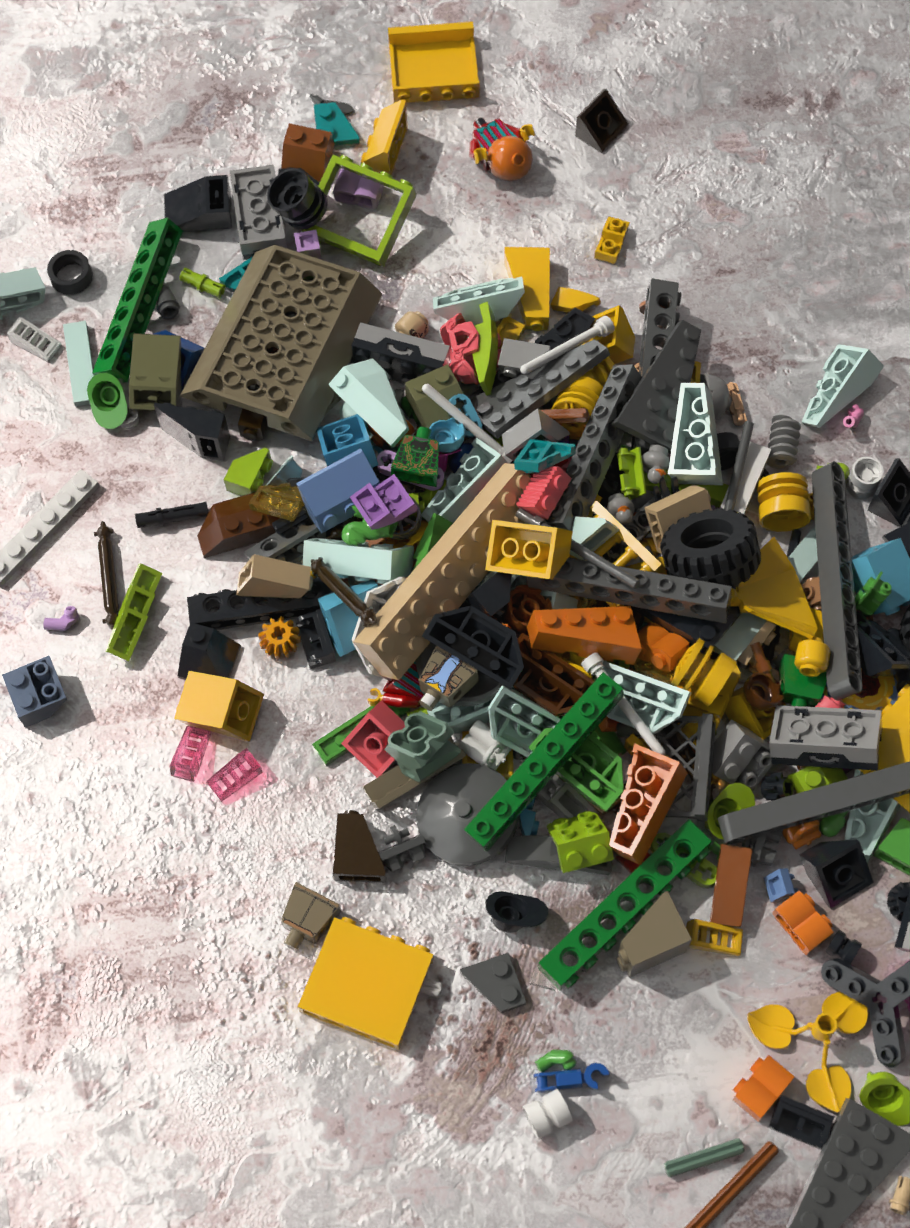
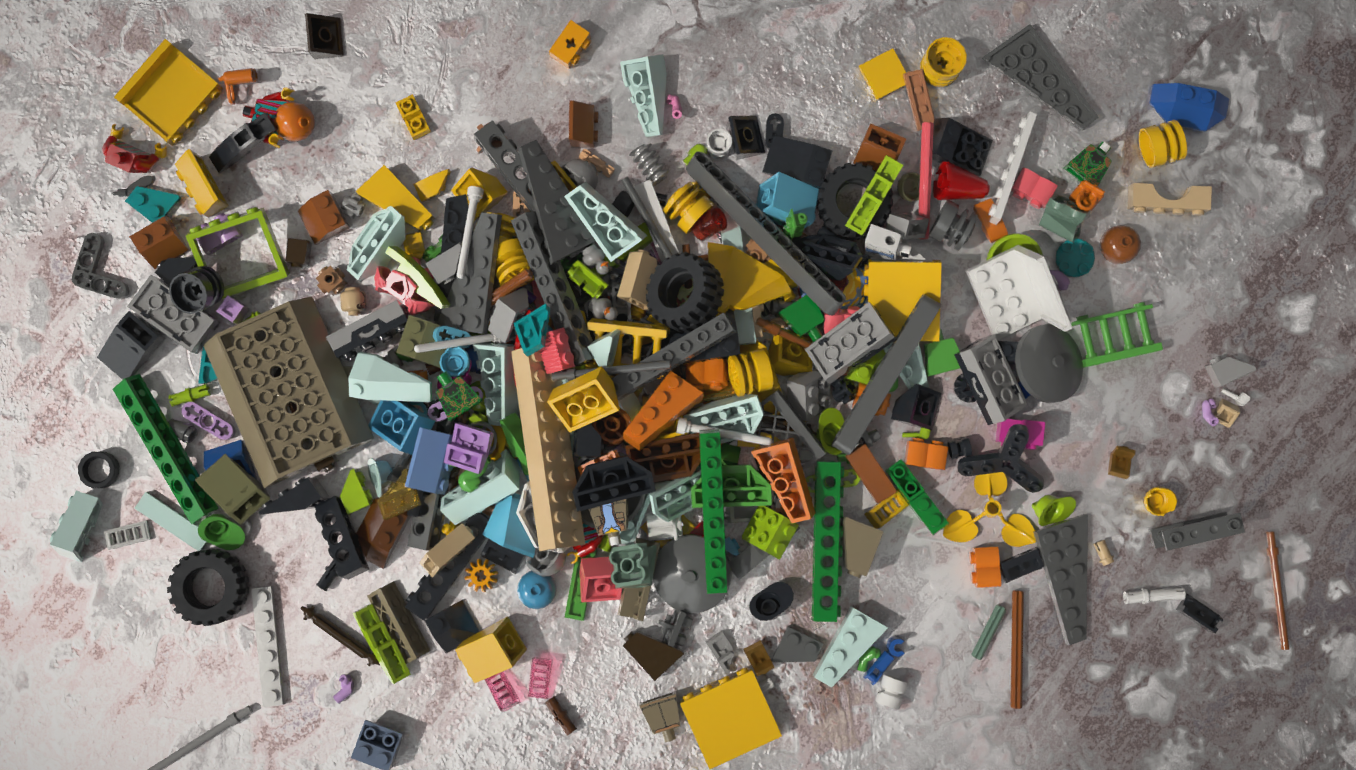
camera: 50 degrees left, 20 degrees up
(44, 406) = (182, 587): none -> black tyre
(168, 611) = (400, 621): none -> dark tan fence
(196, 306) = (193, 418): none -> lavender beam
(196, 493) = (356, 562): none -> black brick
(216, 825) = (560, 715): none -> reddish brown pin
(229, 132) = (89, 271): none -> dark grey beam
(313, 696) = (535, 590): none -> dark azure cylinder
(343, 591) = (500, 524): dark brown wheel -> none
(349, 674) = (546, 562): none -> light grey cylinder
(352, 79) = (129, 157): none -> red torso
(407, 255) = (298, 252): none -> dark brown brick
(411, 296) = (337, 283): none -> medium nougat brick
(423, 914) = (722, 650): none -> light grey slope
(450, 134) = (241, 141): none -> black slope
(450, 953) = (759, 658): none -> pearl gold bracket
(457, 247) = (323, 217): none -> dark orange slope
(490, 258) = (353, 205): none -> light grey gear
(498, 94) = (235, 78): none -> orange piece
(549, 1026) = (848, 645): none -> light aqua wedge
(753, 359) = (582, 125): none -> dark orange slope
(755, 952) = (916, 497): none -> green slope
(762, 692) = (789, 348): reddish brown hair -> none
(779, 885) = (895, 446): medium blue tile -> none
(790, 530) = (710, 223): none -> clear red wheel
(806, 294) = (571, 34): none -> light orange brick
(812, 657) = (799, 302): yellow head -> none
(821, 901) = (923, 434): none -> lime hand

